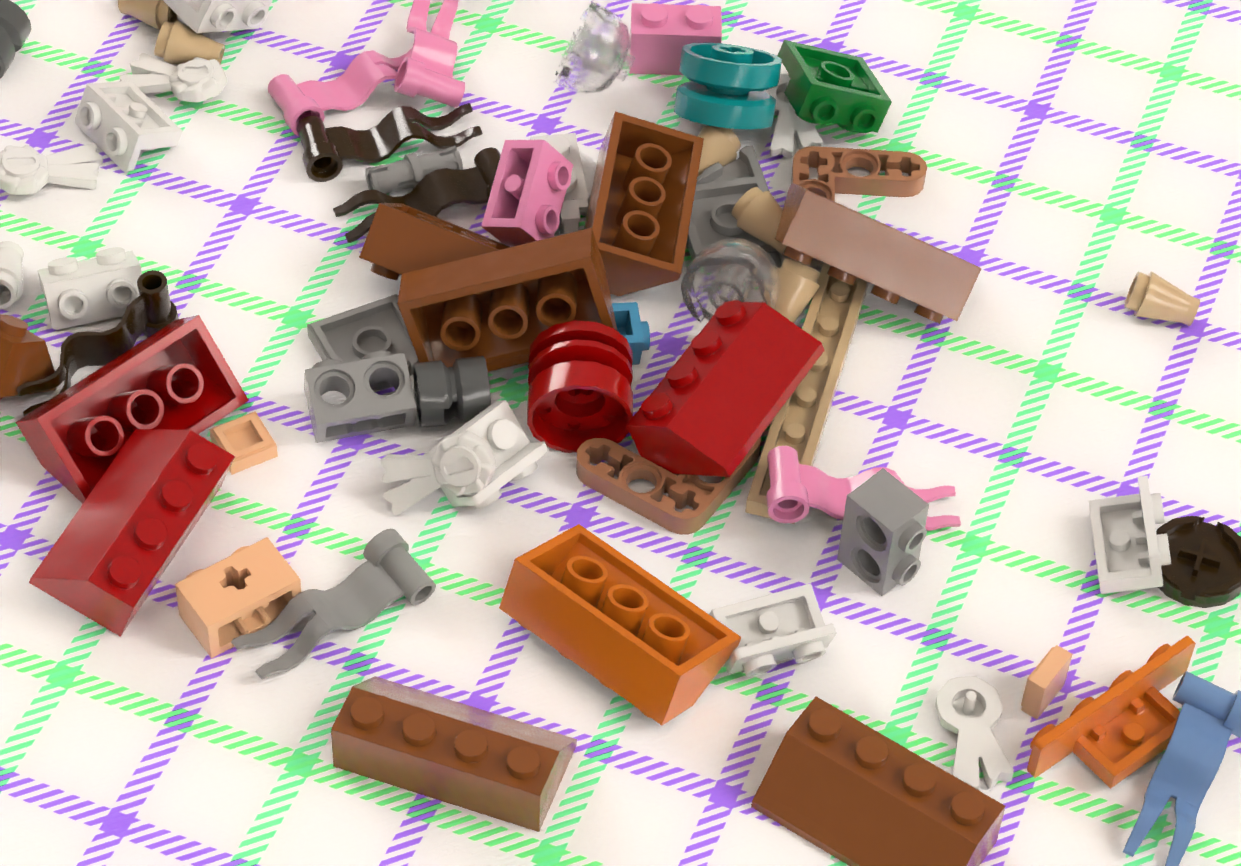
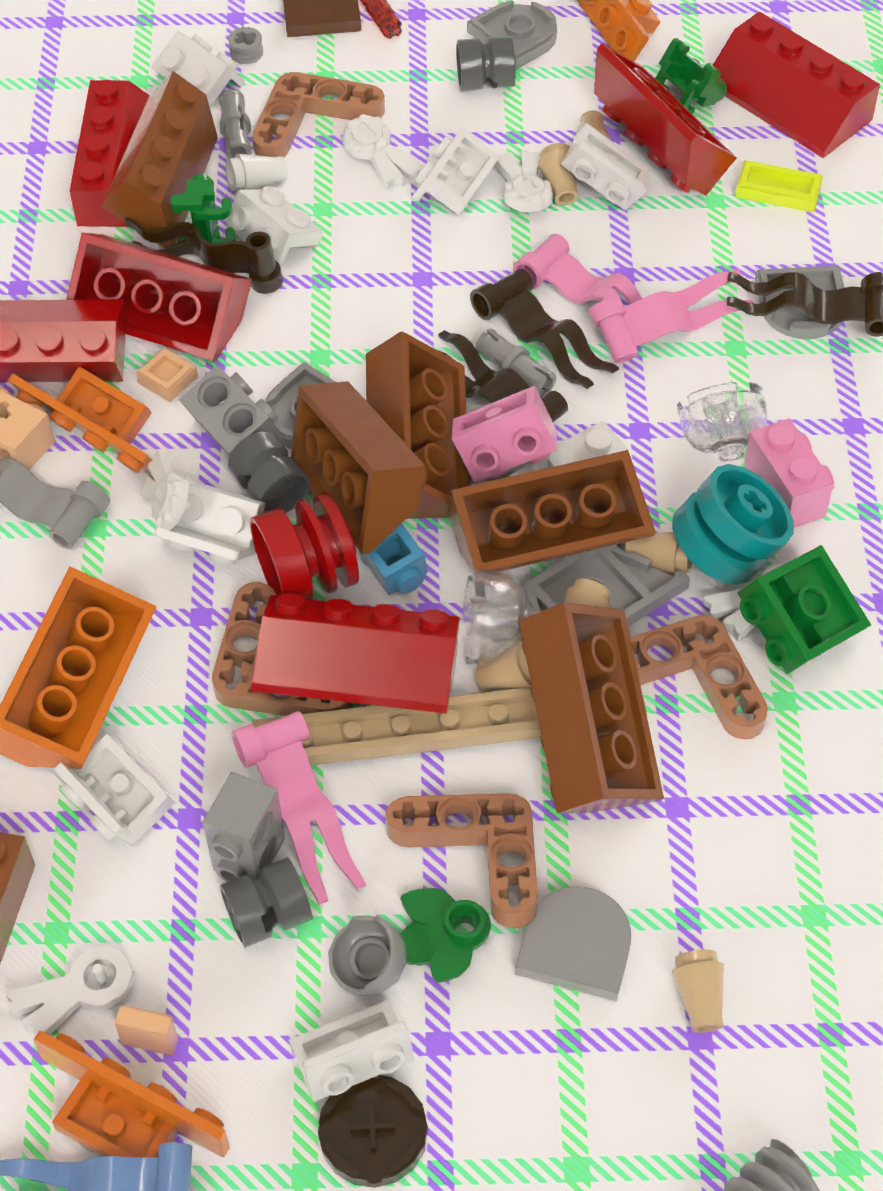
camera: 70 degrees right, 5 degrees up
(54, 319) = (200, 201): none -> green piece
(275, 506) = (98, 410): none -> orange bracket
(955, 374) = (497, 835): none -> nougat beam
(956, 551) = (266, 902): none -> dark grey wheel
(1029, 448) = (434, 935): none -> green plate
(1043, 496) = (367, 956): none -> light grey hair
(1078, 364) = (577, 942): none -> light grey tile

